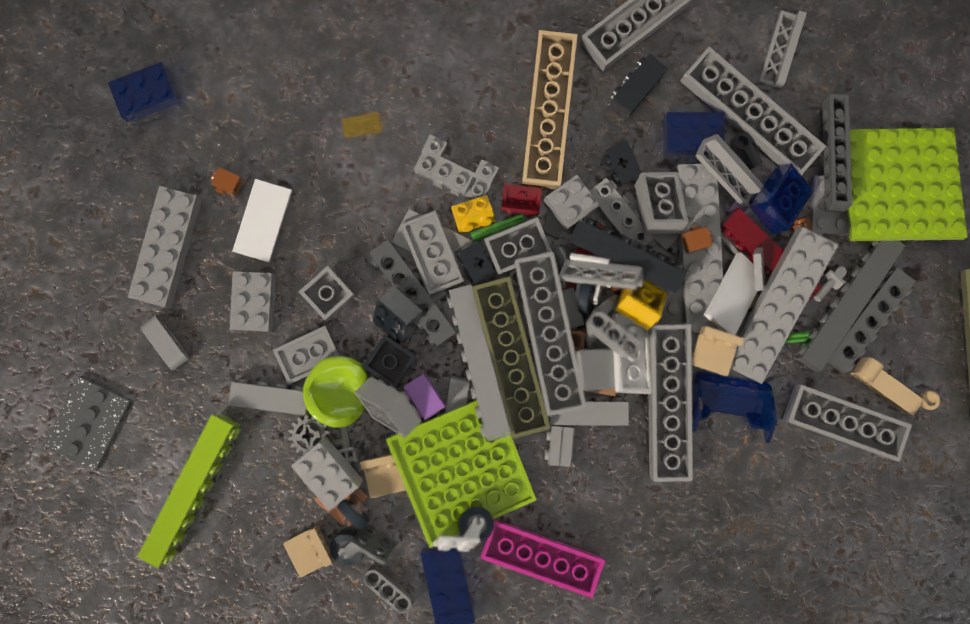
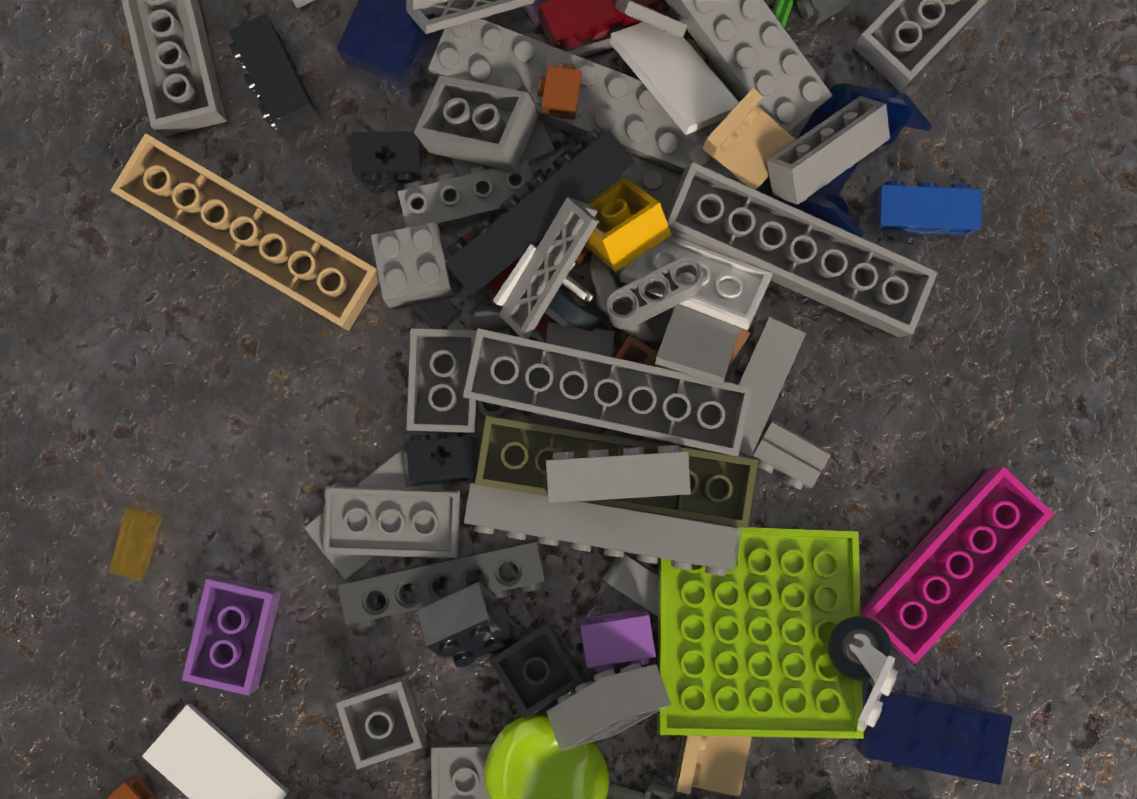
camera: 65 degrees left, 0 degrees up
(337, 196) = (231, 635): none -> medium lavender brick
(452, 176) = (282, 435): light grey bracket -> none
(473, 214) = (359, 429): yellow bracket -> none
(497, 227) = (398, 399): bright green axle -> none
(509, 358) = (618, 476): none -> light grey brick
(521, 199) = (370, 341): dark red bracket -> none
(725, 461) = (927, 208): none -> blue brick
(731, 394) = (828, 149): none -> light grey brick

